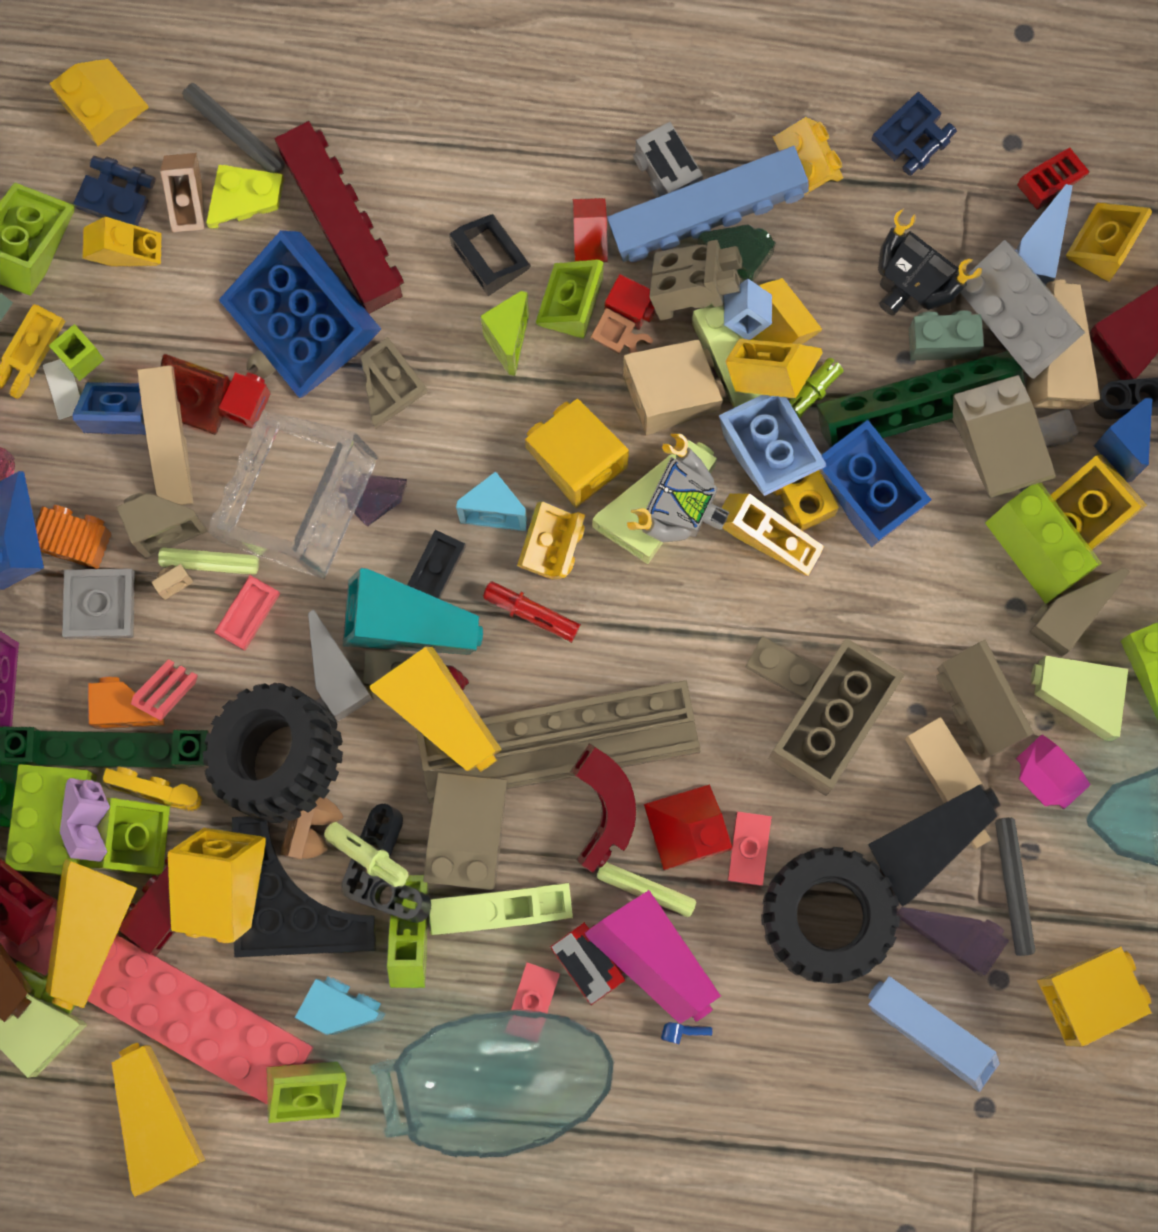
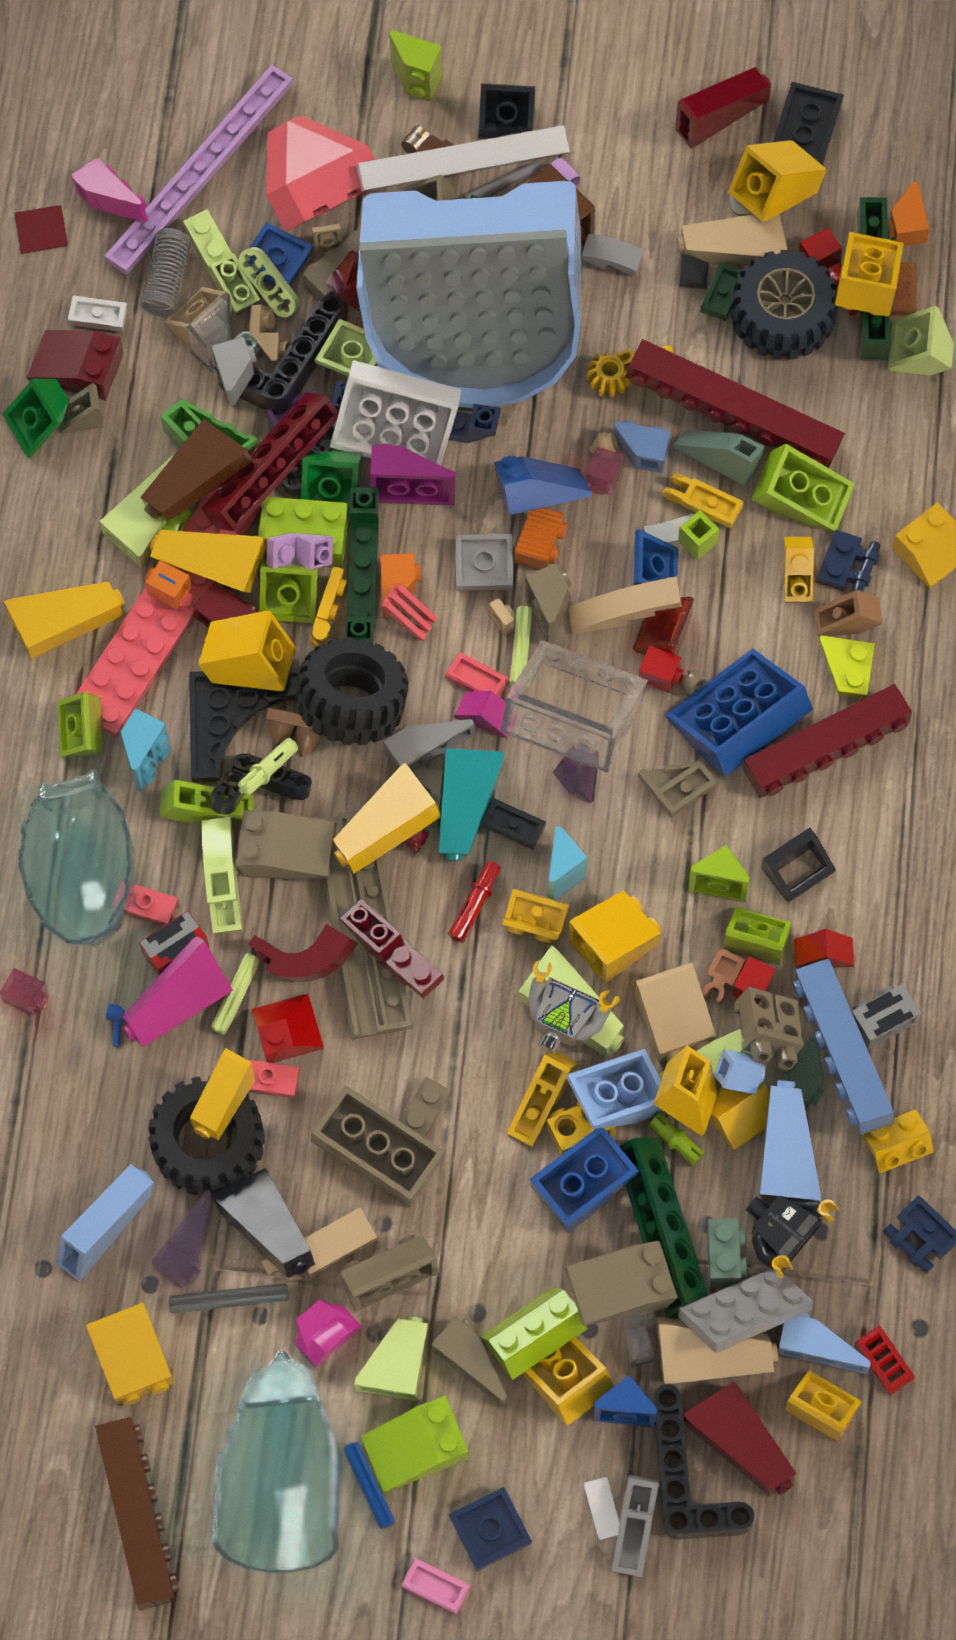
camera: 90 degrees right, 10 degrees down
(118, 986) = (167, 584): none -> orange brick
(233, 128) = (910, 653): dark grey axle -> none
(292, 602) = (484, 709): none -> dark pink slope
(601, 701) = (391, 950): none -> slope
(650, 1144) = (24, 992): none -> clear pink brick
(805, 890) = (222, 1095): none -> yellow slope
(827, 265) = (788, 1150): none -> light blue slope

